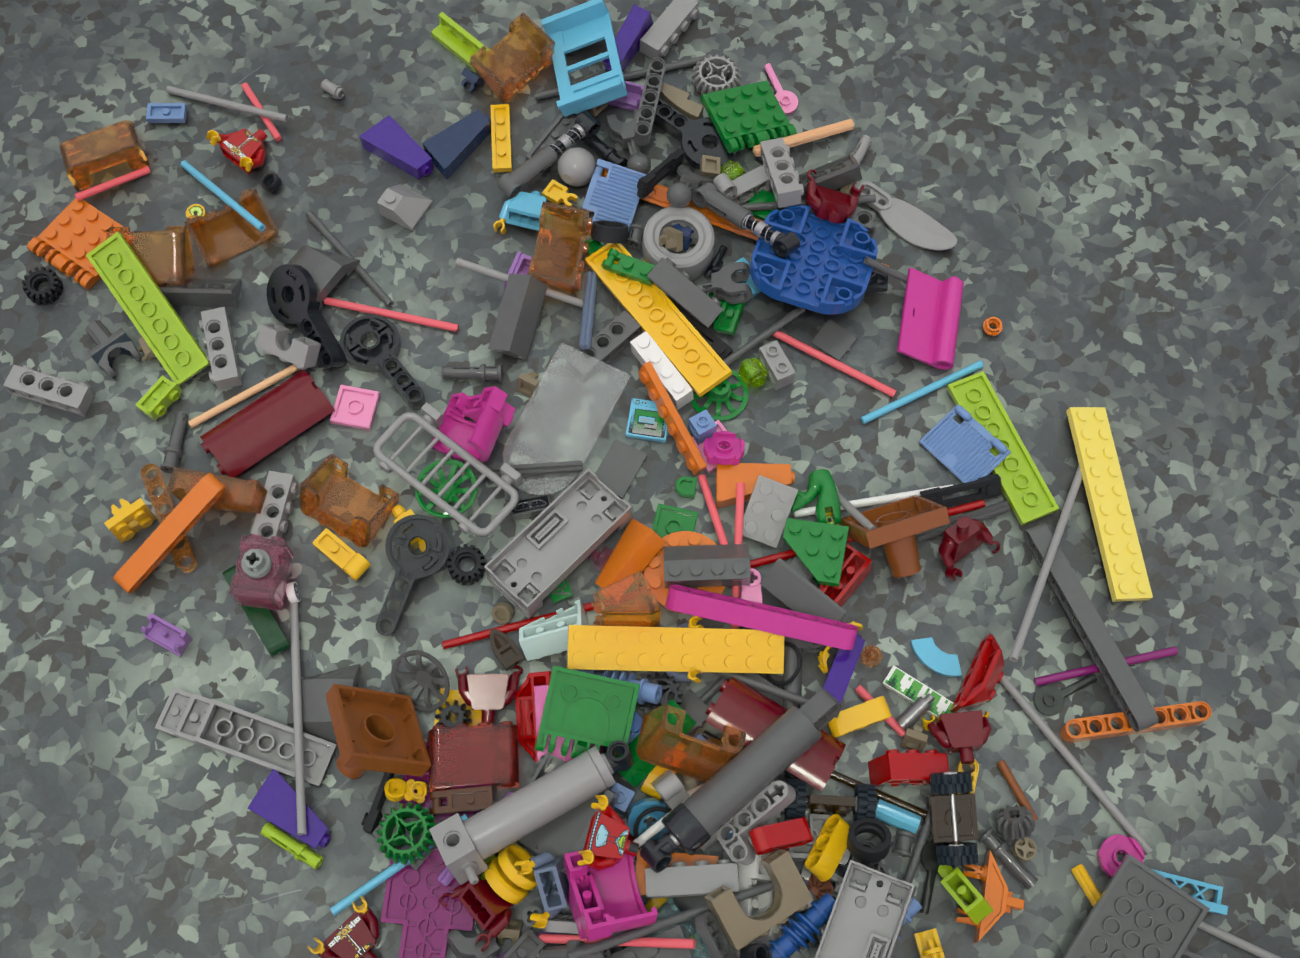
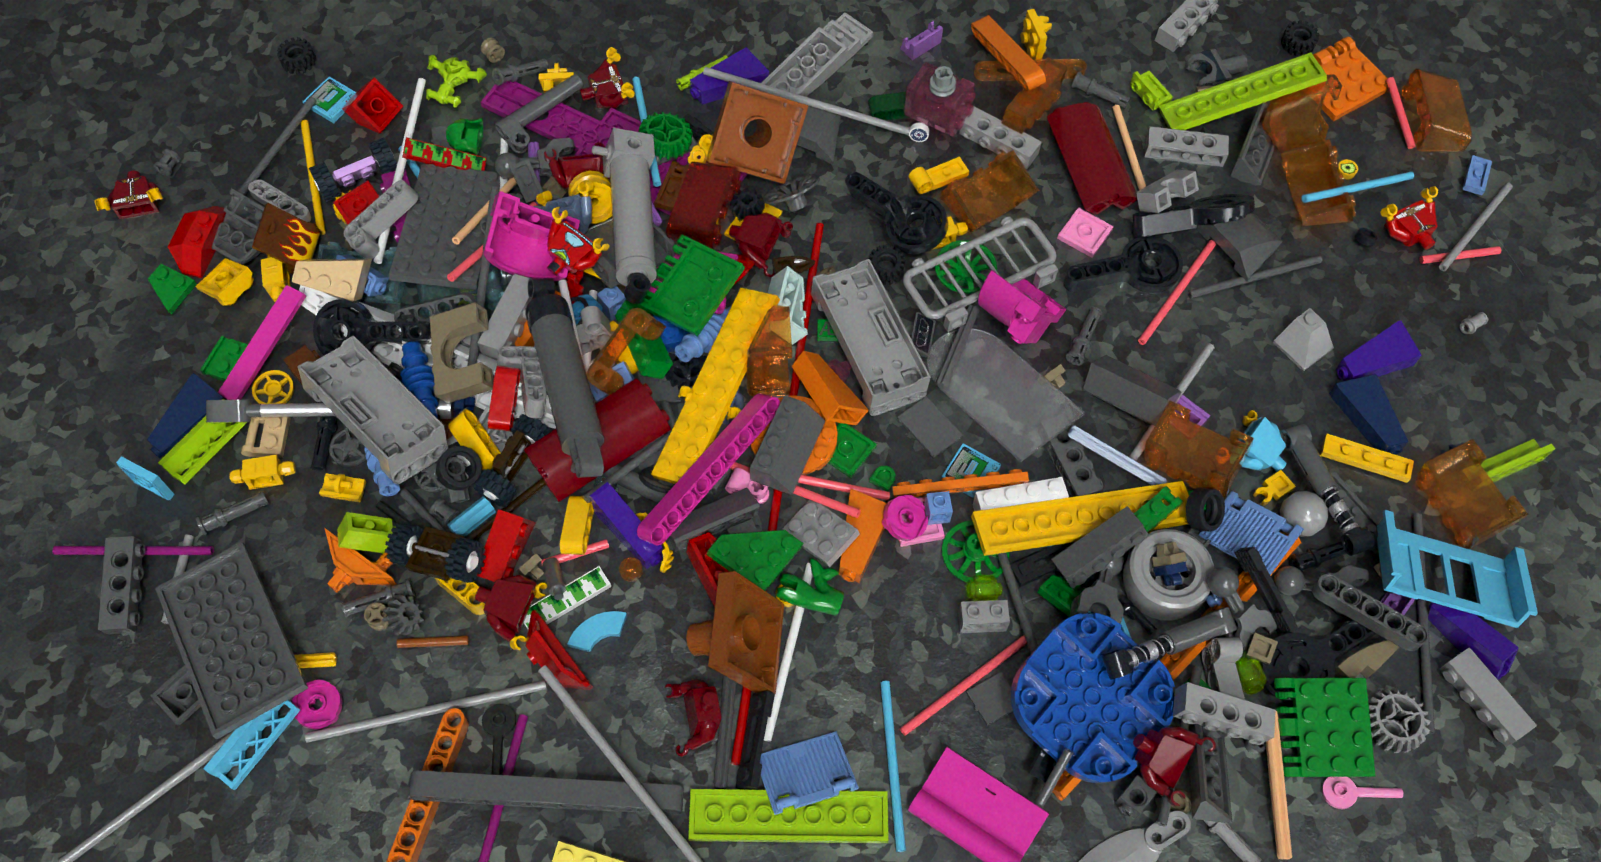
camera: 115 degrees right, 5 degrees down
(855, 513) = (778, 606): light grey piece -> none

